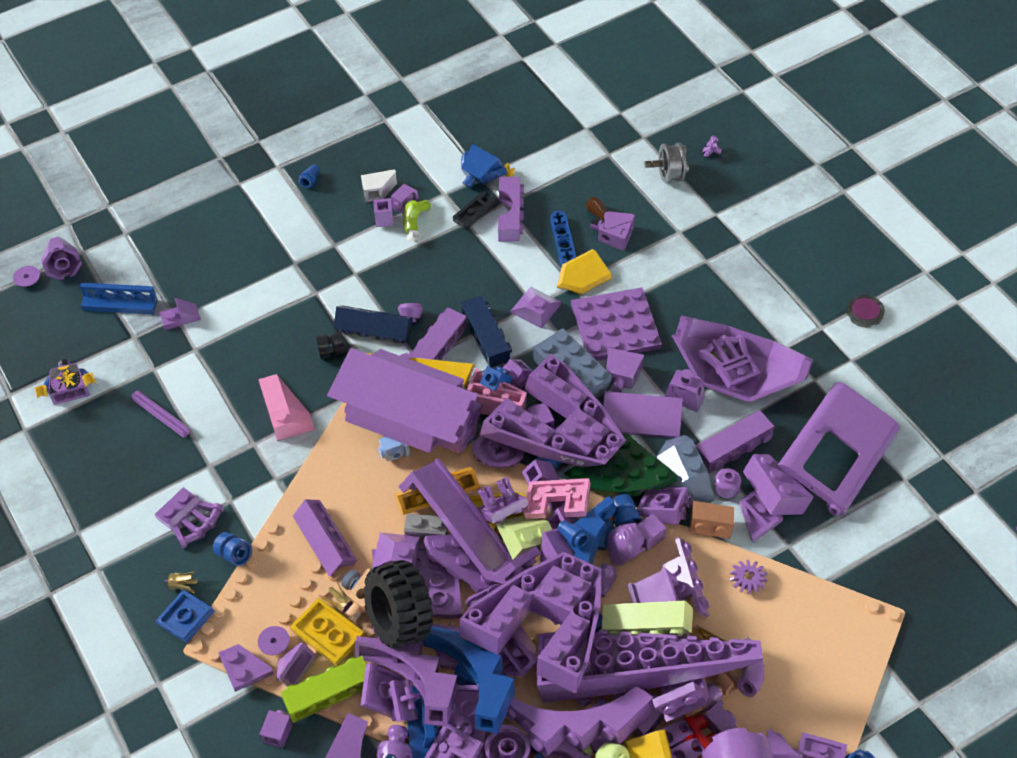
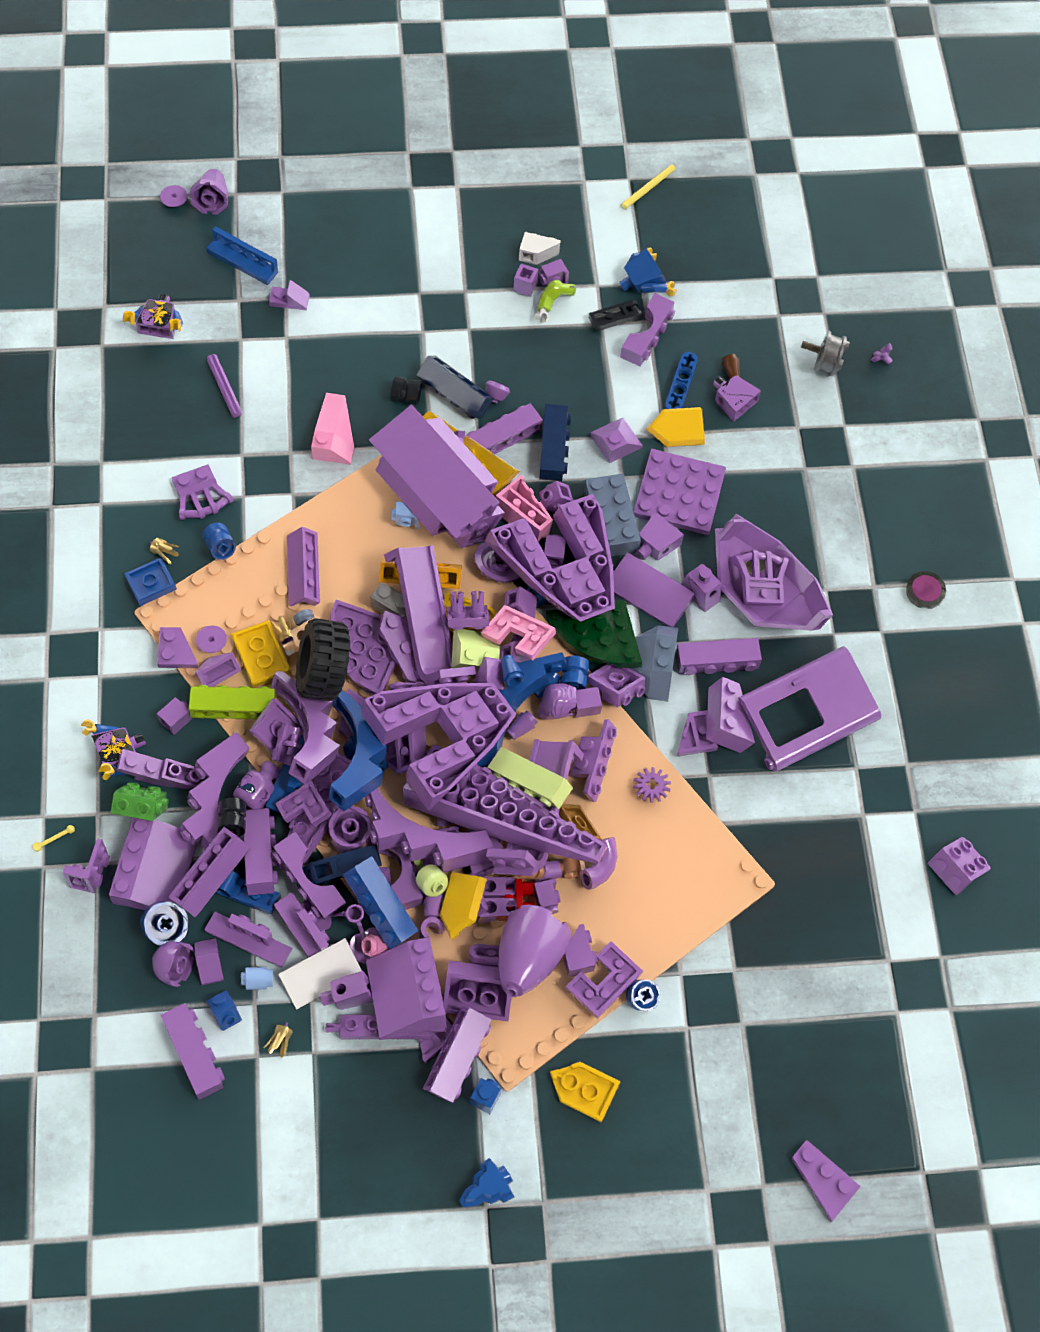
camera: 20 degrees right, 10 degrees up
(309, 176) = (477, 211): blue cone -> none
(396, 547) = (355, 612): medium lavender slope -> none
(441, 101) = (637, 195): none -> light yellow bar
(493, 377) = (531, 490): blue bracket -> none
(711, 519) = (650, 718): nougat brick -> none
(727, 483) = (686, 691): medium lavender head -> none

